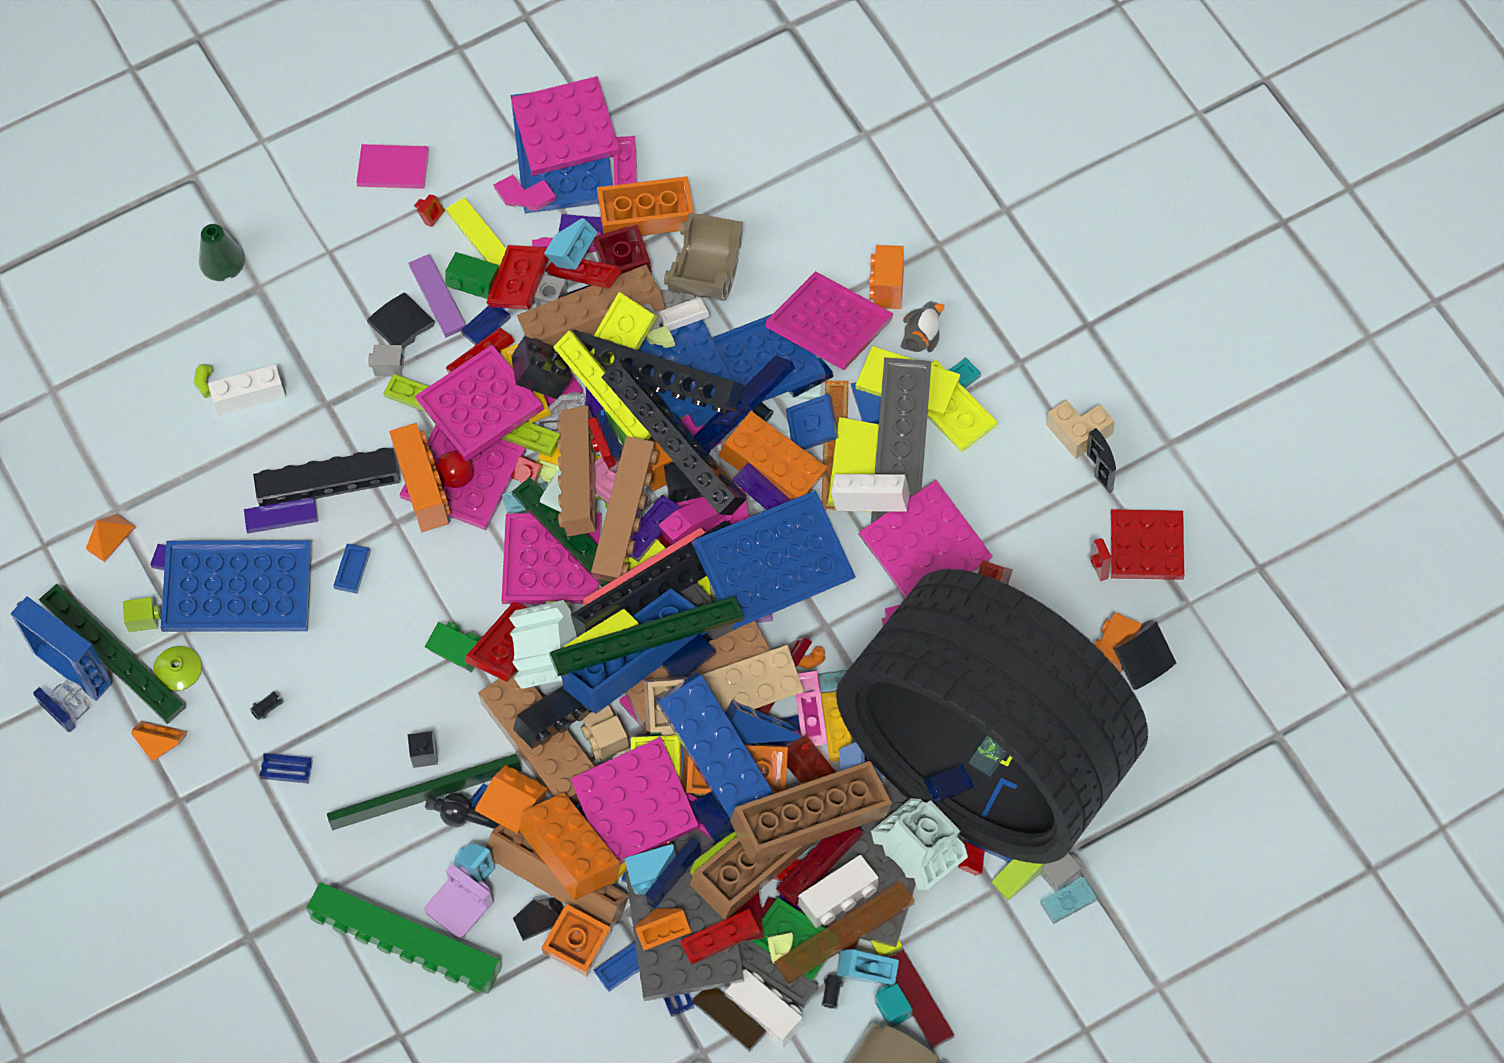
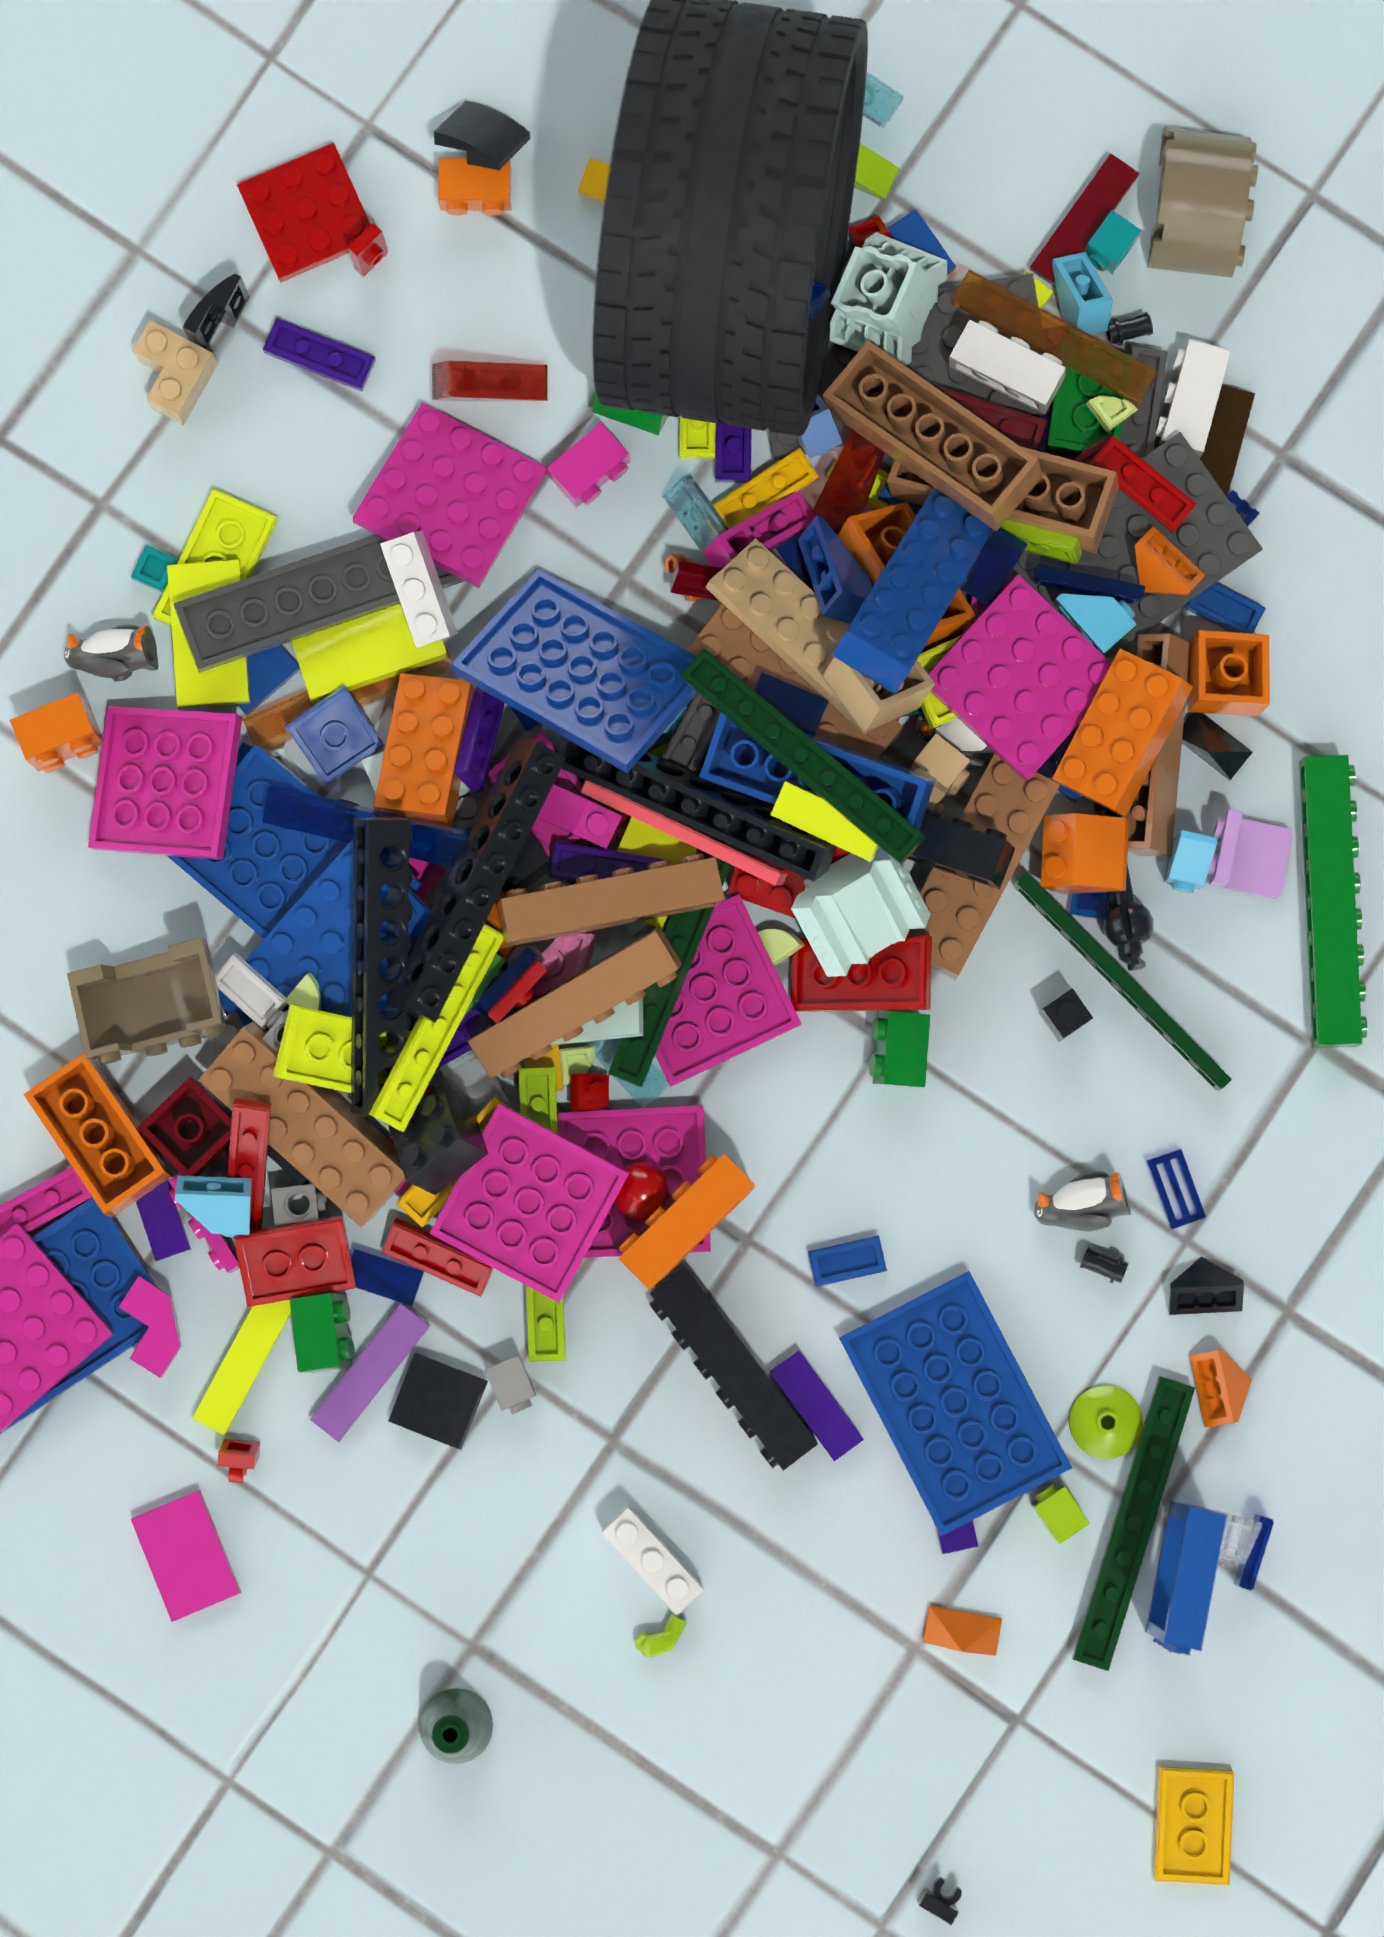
camera: 120 degrees left, 20 degrees up
(219, 755) = (1205, 1290): none -> black slope
(306, 708) = (1084, 1202): none -> animal
(950, 890) = (916, 233): none -> blue tile
(1052, 514) = (319, 354): none -> dark purple tile

